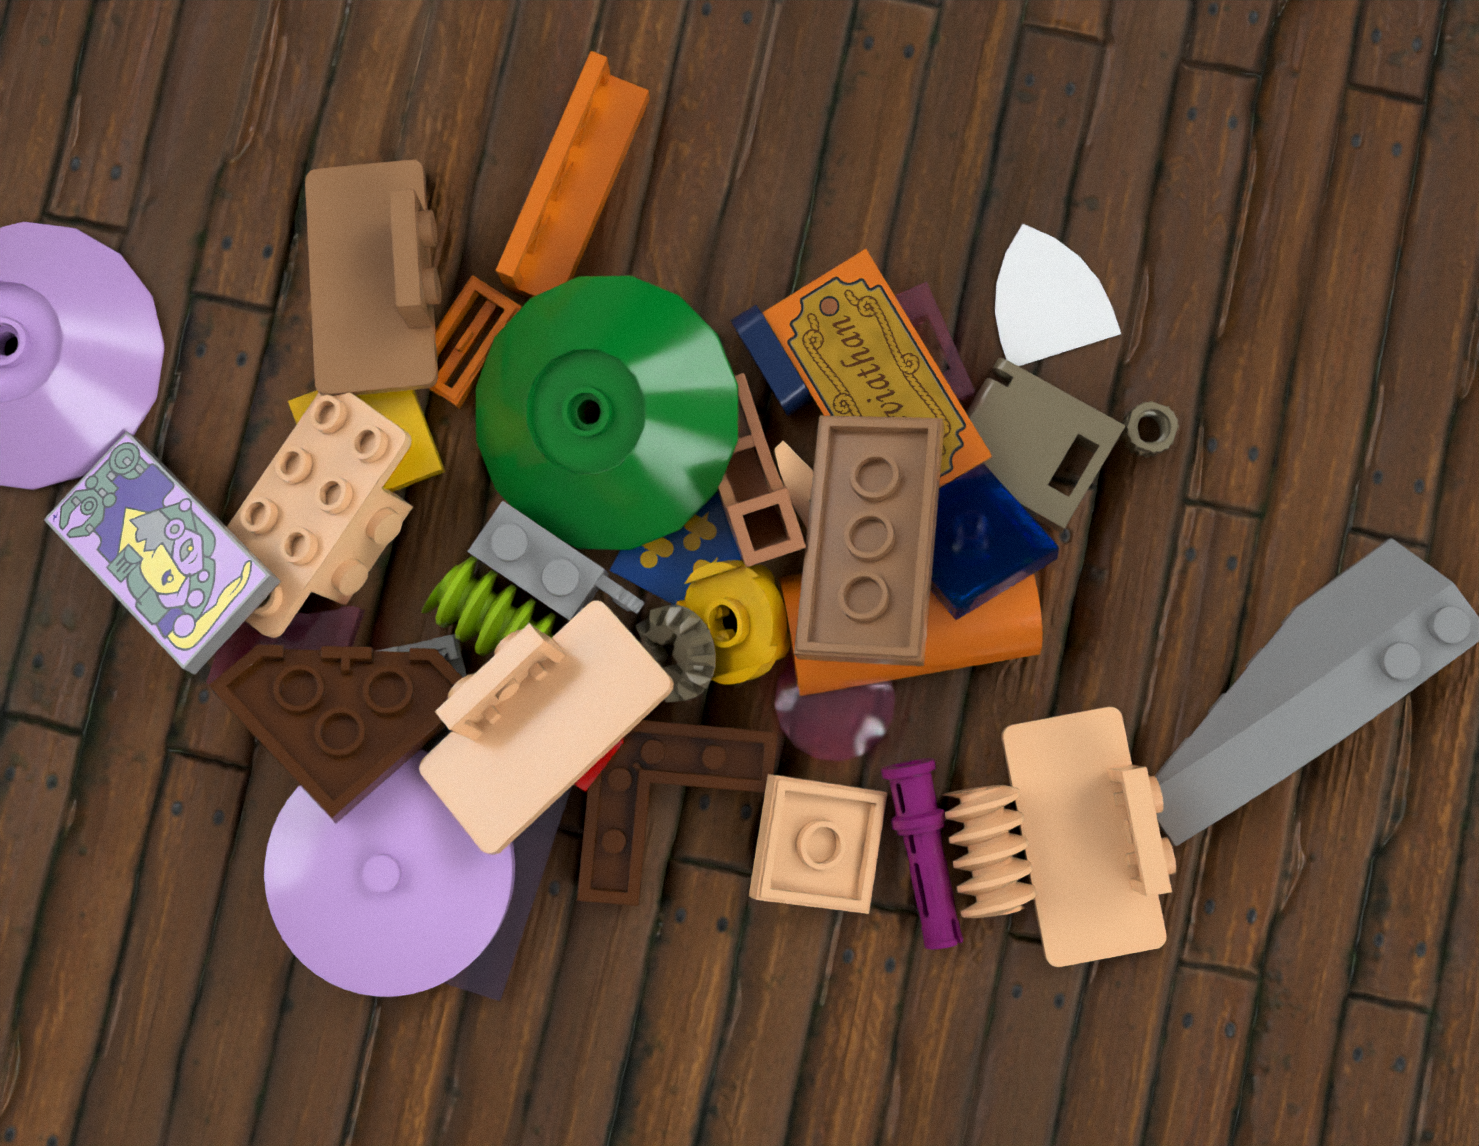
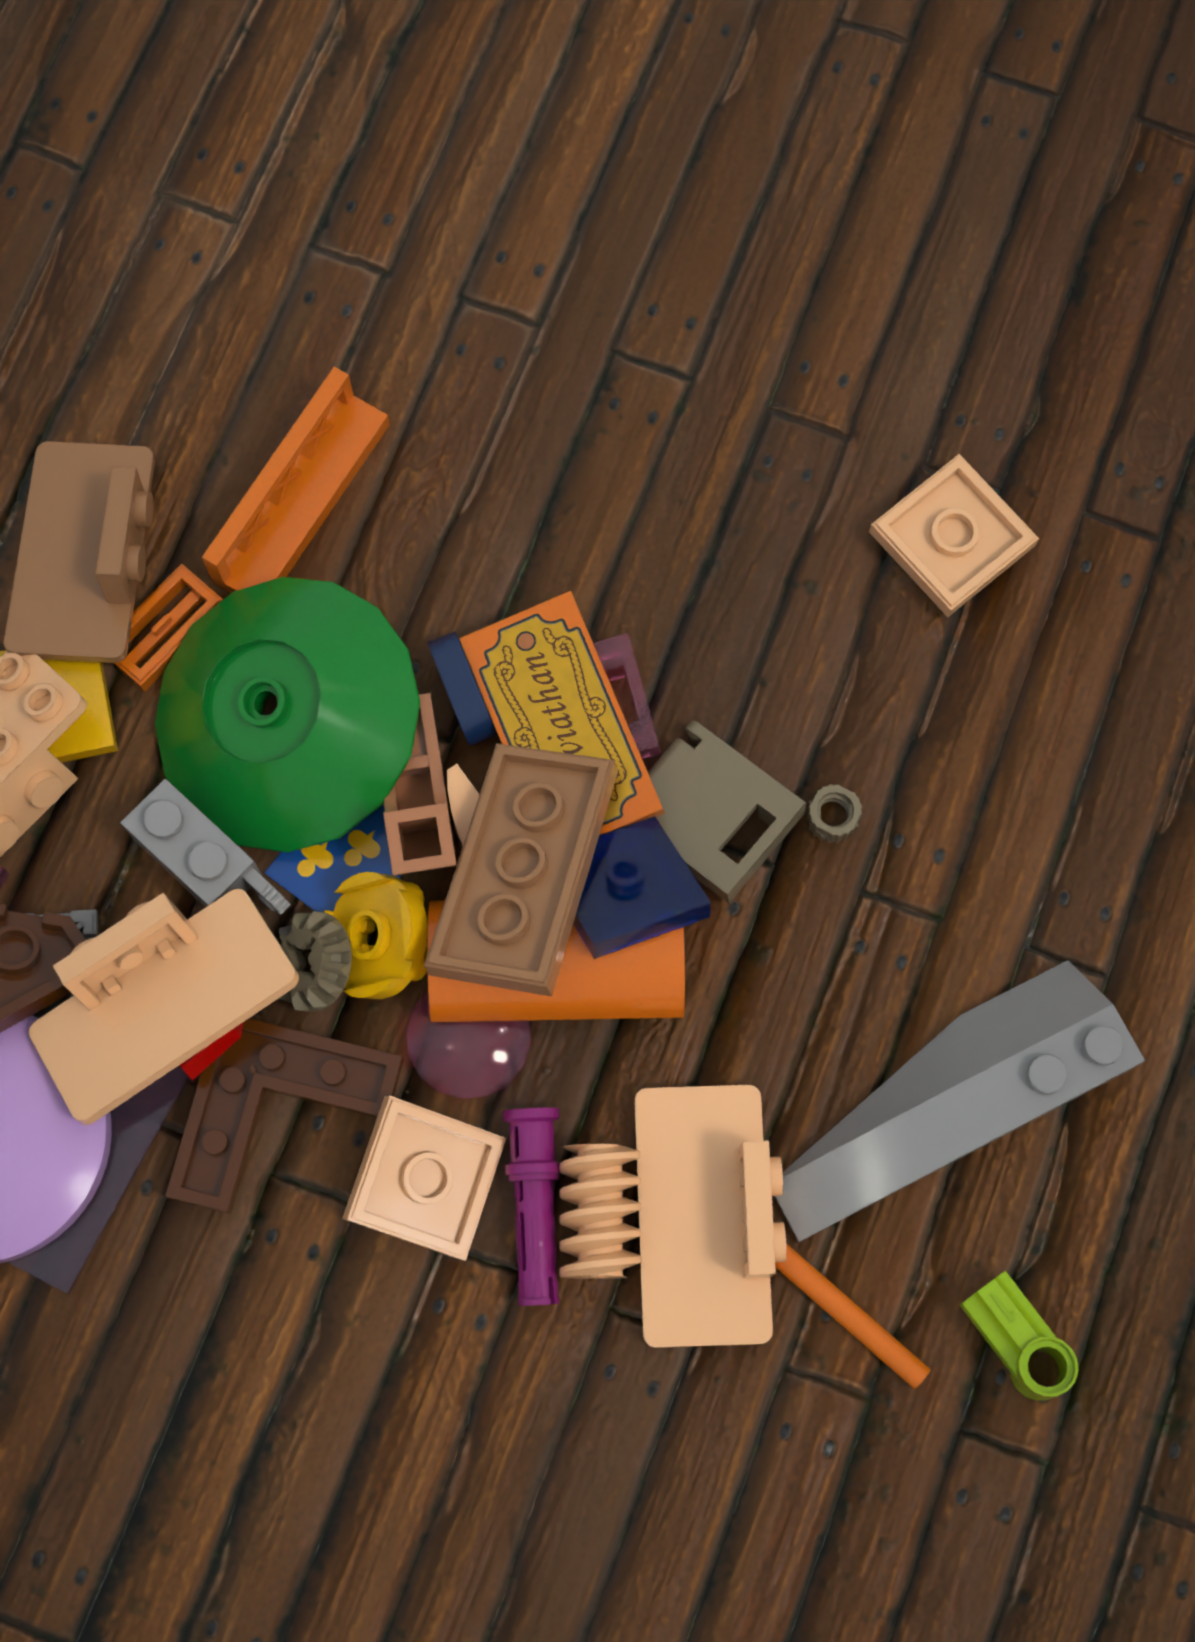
camera: 10 degrees right, 10 degrees down
(480, 608) = (116, 882): lime piece -> none
(1048, 300) = (753, 674): white sticker -> none
(1226, 130) = (953, 535): none -> light nougat plate
(1243, 913) = (853, 1318): none -> orange bar
(1397, 906) = (1015, 1332): none -> lime piece

